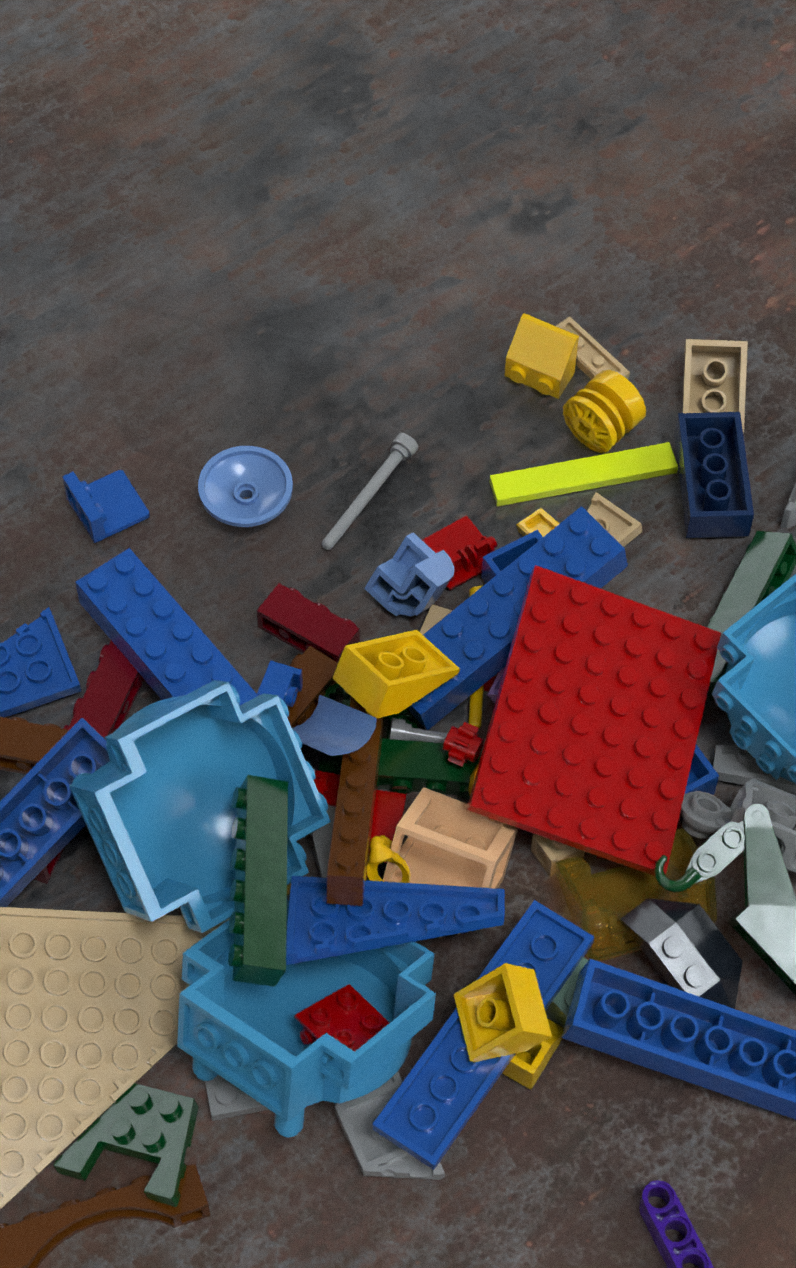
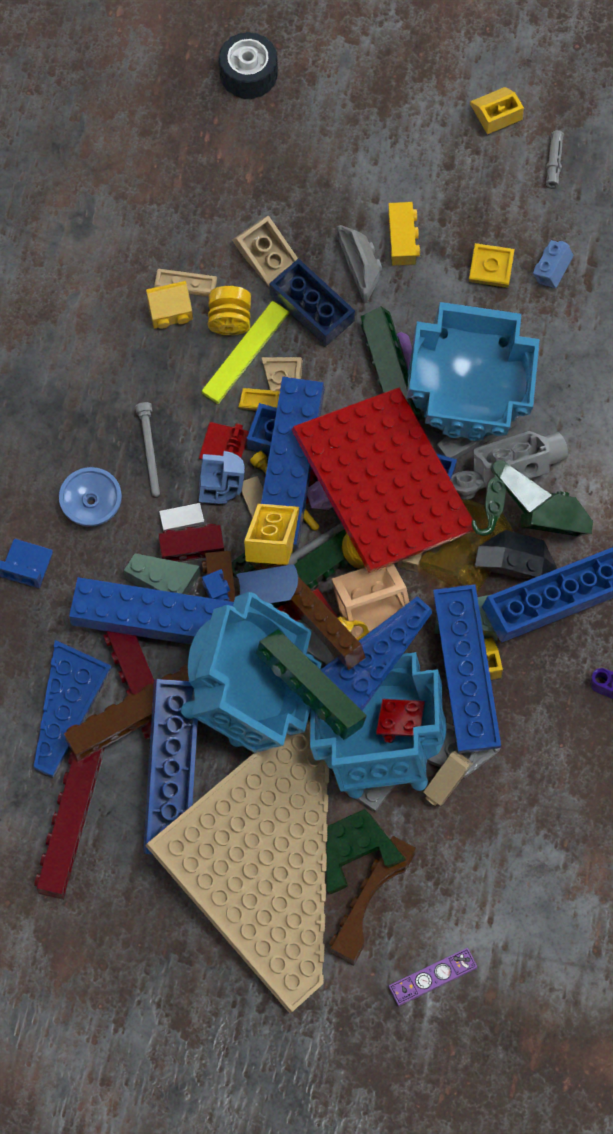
camera: 40 degrees left, 10 degrees up
(238, 631) = (161, 574): none -> sand green wedge
(330, 591) = (182, 517): none -> white tile
(334, 1150) = (447, 778): none -> tan slope
(463, 744) = (329, 542): red gear -> none
(502, 1013) = (470, 654): yellow slope -> none

